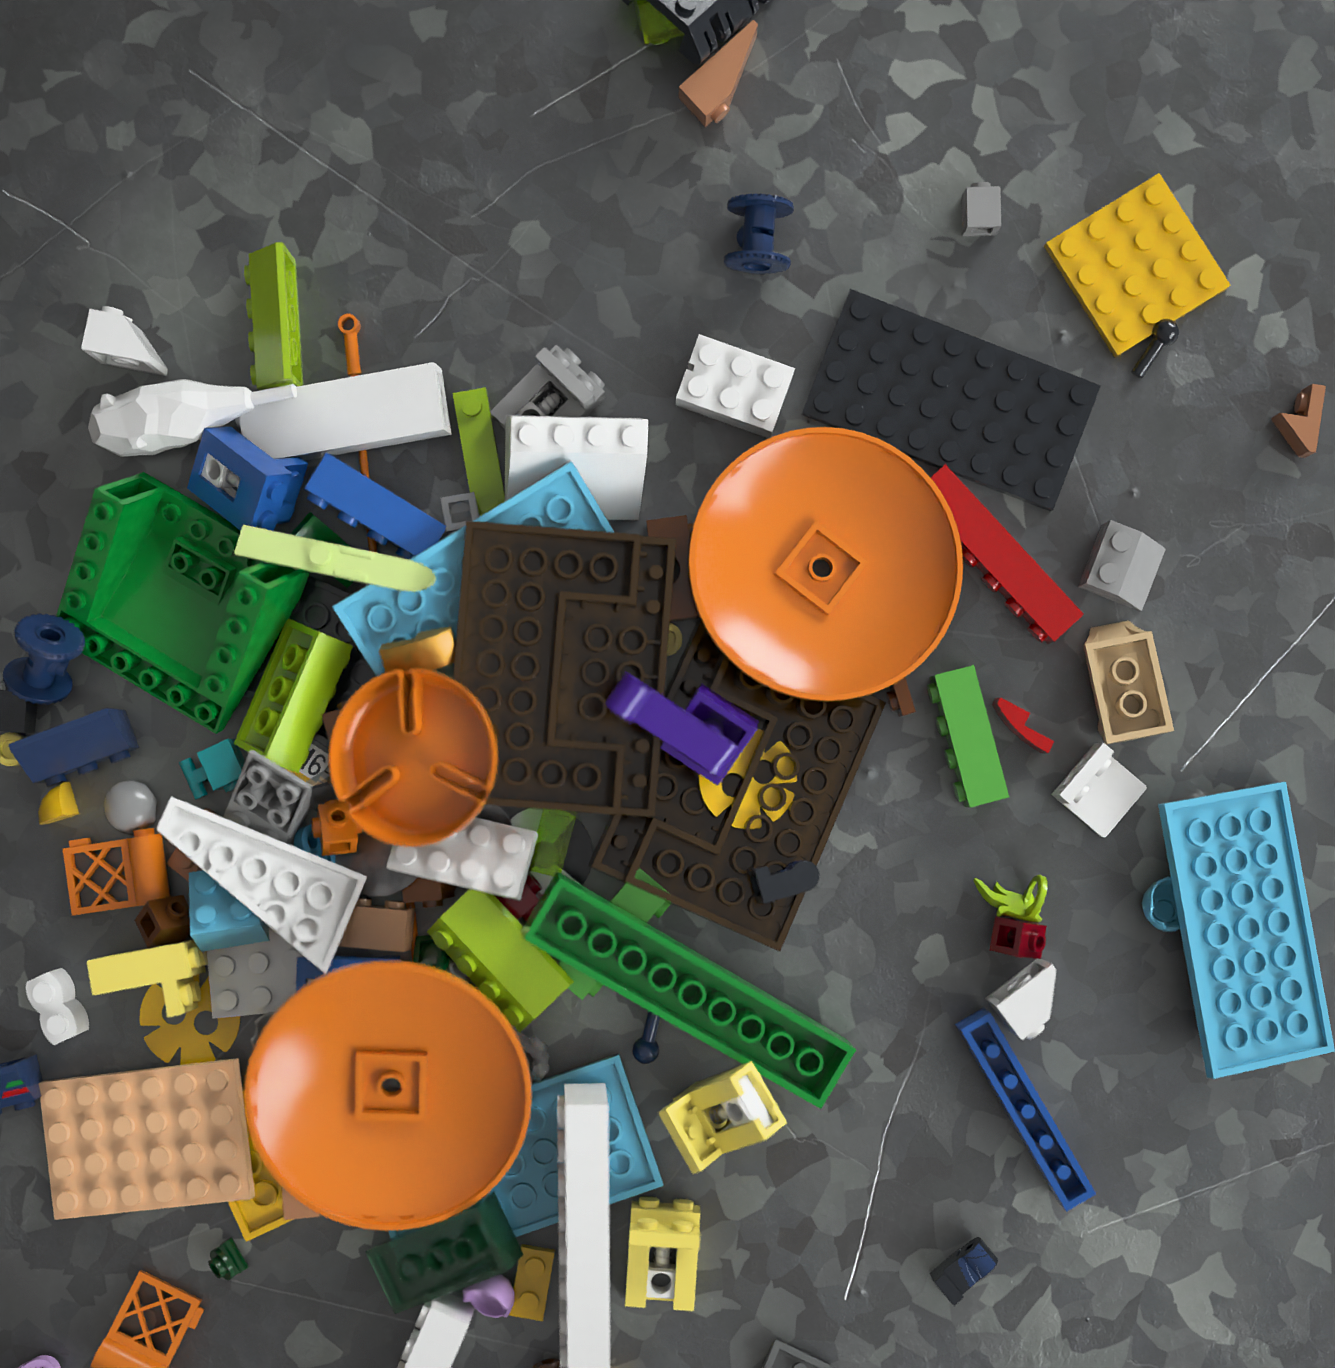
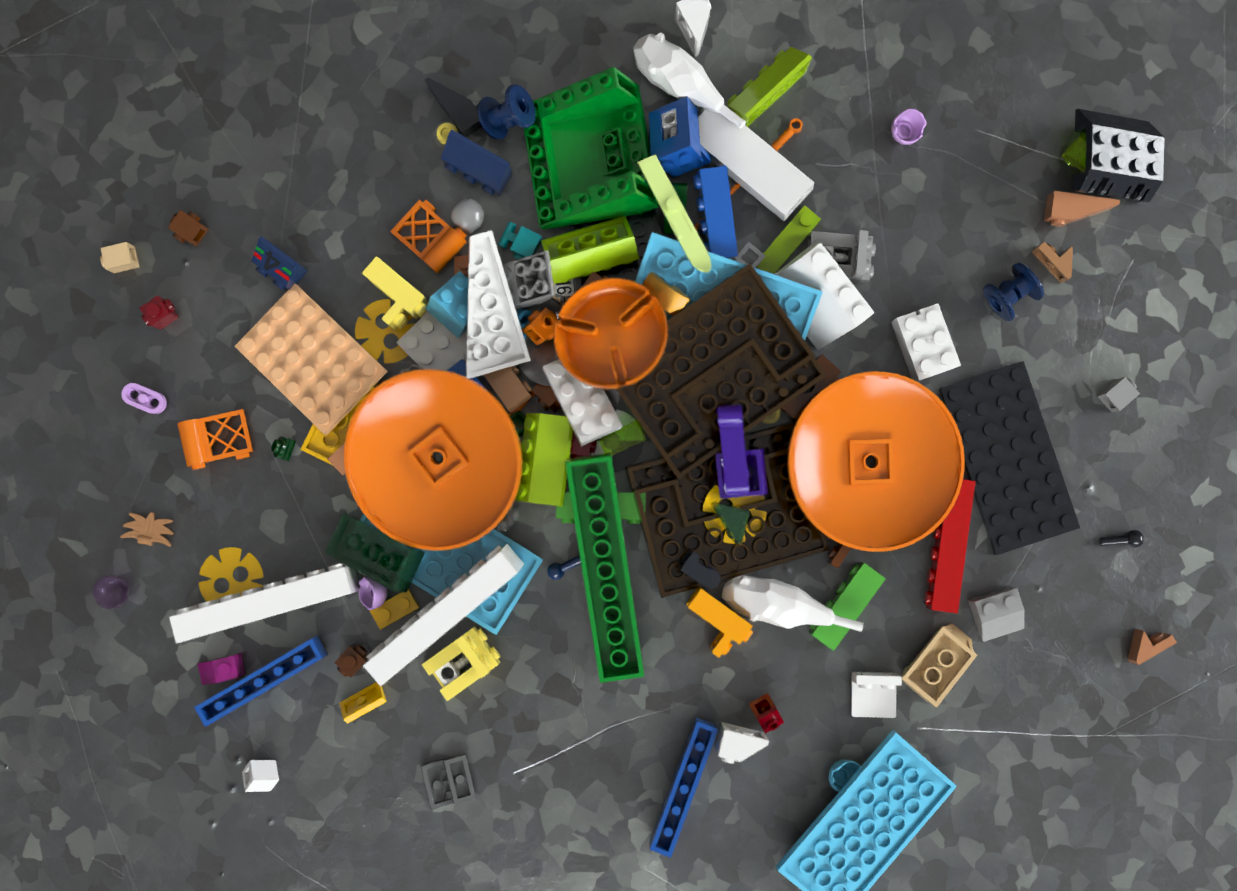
camera: 55 degrees right, 0 degrees up
(55, 1001) = (343, 255): white brick -> none
(58, 804) = (439, 179): yellow brick -> none
(164, 921) = (425, 278): reddish brown brick -> none
(460, 194) = (908, 126): none -> lavender hair
(721, 1115) = (556, 635): light yellow brick -> none
(756, 789) = (733, 519): none -> clear green slope
(772, 154) = (1060, 265): none -> medium nougat slope
(861, 898) = (723, 618): none -> light orange brick
(901, 816) = (779, 604): none -> white piece
(964, 1269) = (577, 821): black leg -> none
(1013, 904) = (781, 699): lime piece -> none
(1015, 720) = (874, 622): red slope -> none
(1136, 264) = (1157, 496): yellow plate -> none

